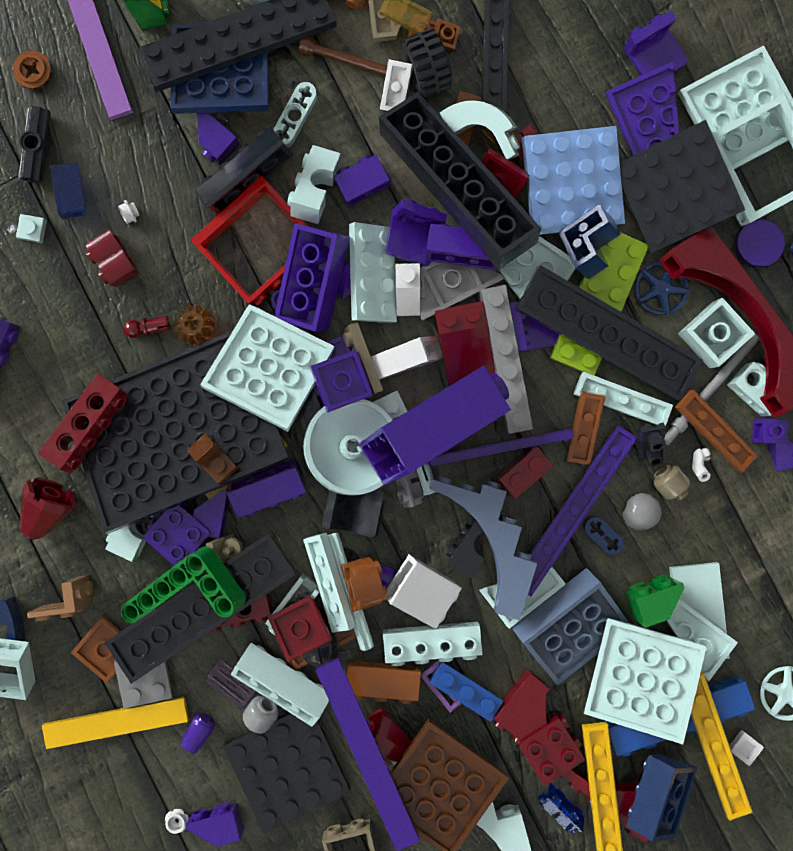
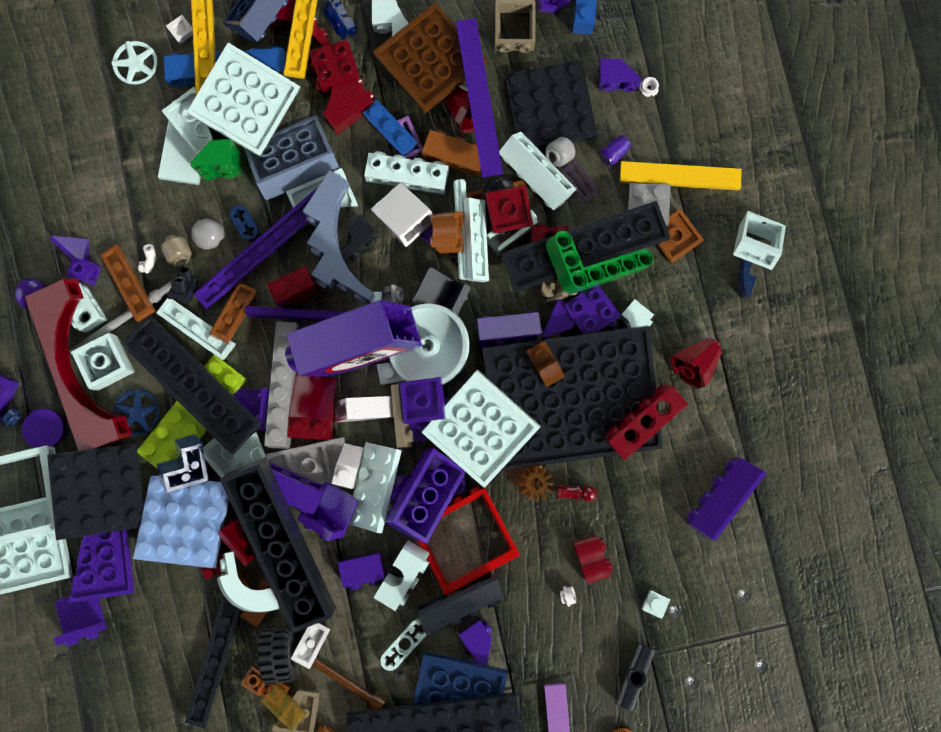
camera: 160 degrees left, 5 degrees down
(68, 190) = (615, 628): clear blue hinge -> none
(76, 596) = (685, 286): medium nougat bracket -> none

